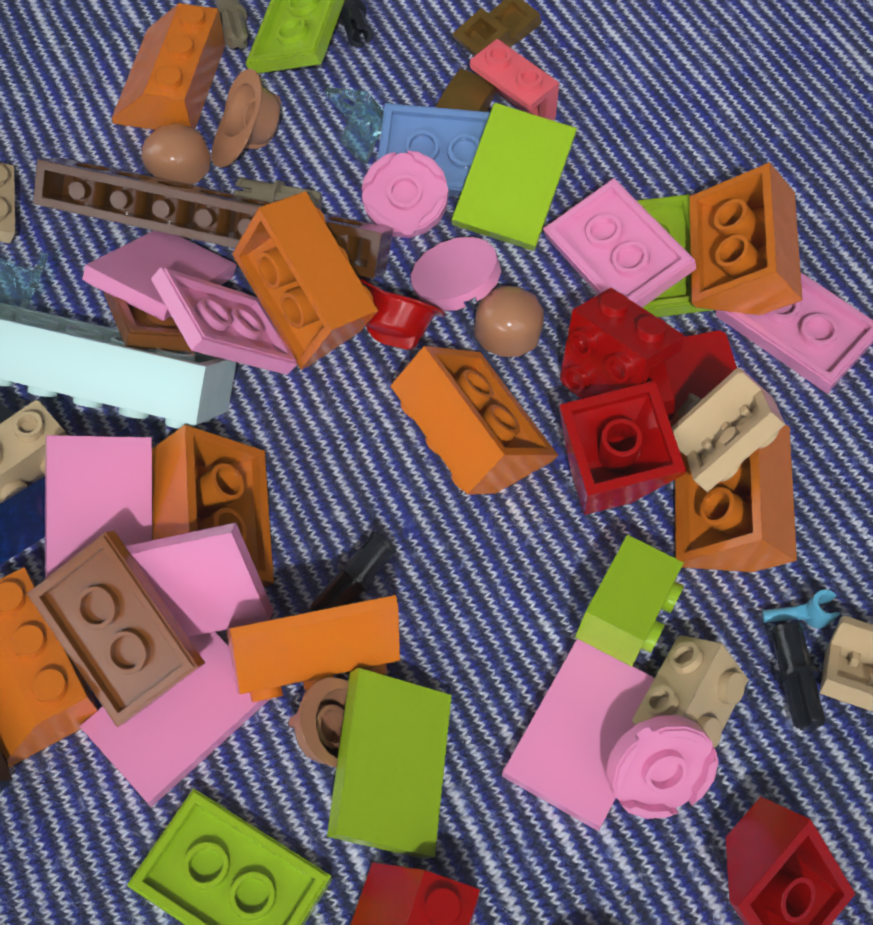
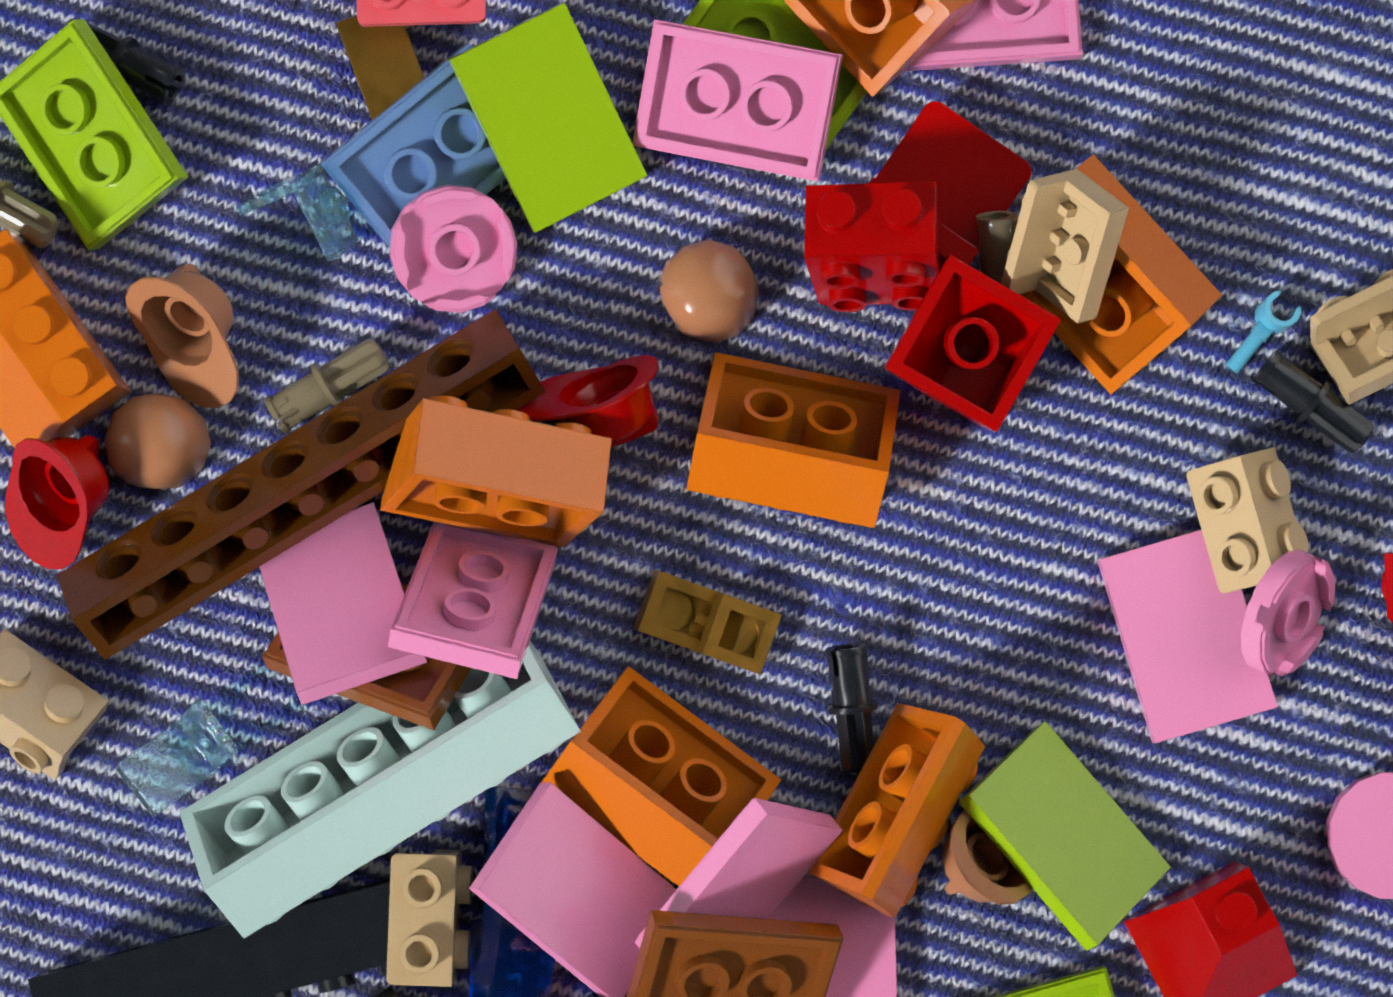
camera: 45 degrees left, 25 degrees up
(110, 129) = (53, 497): none -> red piece
(328, 465) = (707, 621): none -> pearl gold slope
(456, 273) = (608, 295): bright pink tile -> none
(629, 600) = (1121, 486): lime brick -> none

